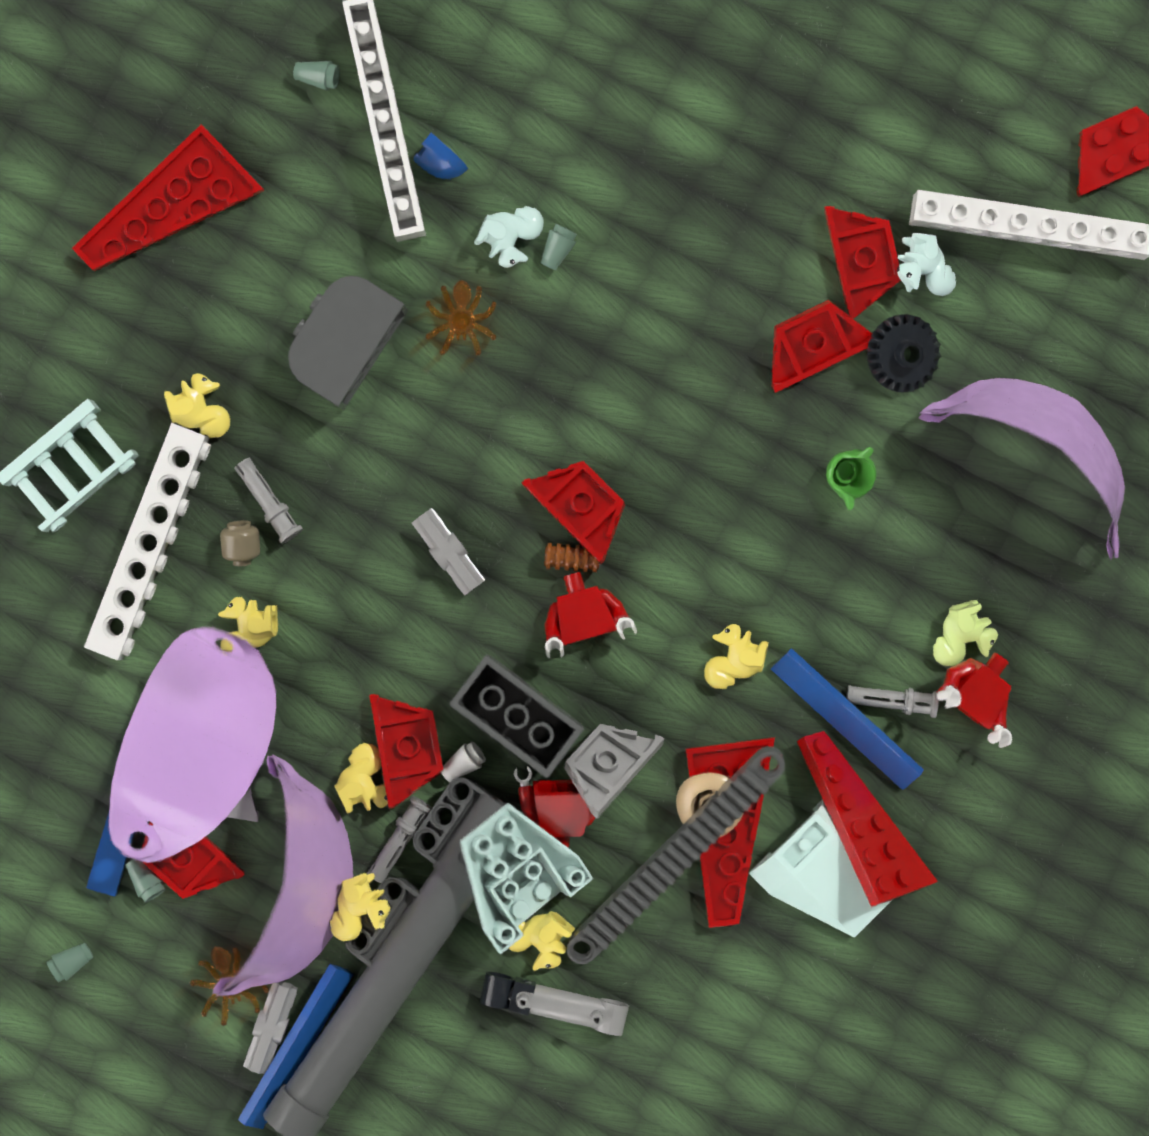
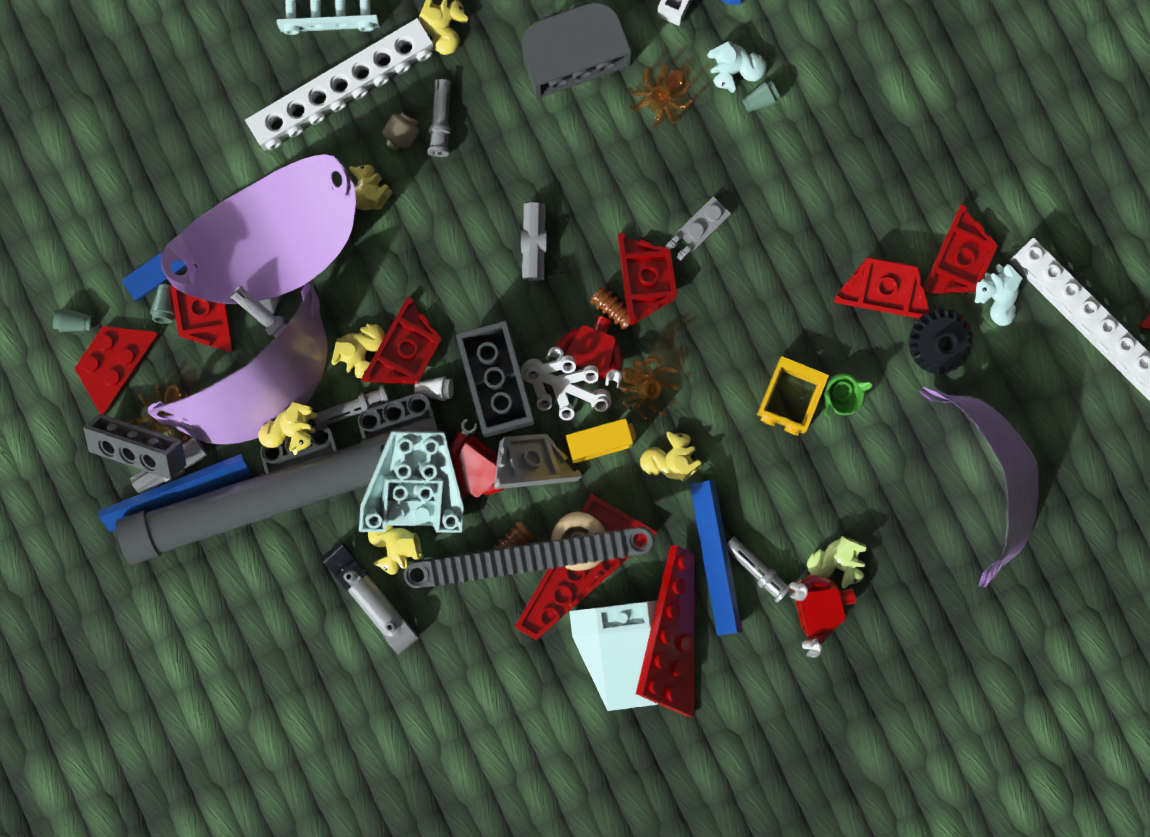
camera: 40 degrees right, 5 degrees down
(138, 971) = (112, 362): none -> red wing
(227, 1035) = (135, 446): none -> dark grey brick
(265, 819) = (273, 323): none -> light grey pin
(551, 677) = (563, 384): none -> white plant
(594, 416) = (700, 227): none -> light grey hinge
(647, 844) = (517, 536): none -> dark orange piece
(657, 694) = (600, 440): none -> yellow window
(661, 610) = (646, 387): none -> clear orange animal
(816, 477) = (804, 373): none -> yellow window

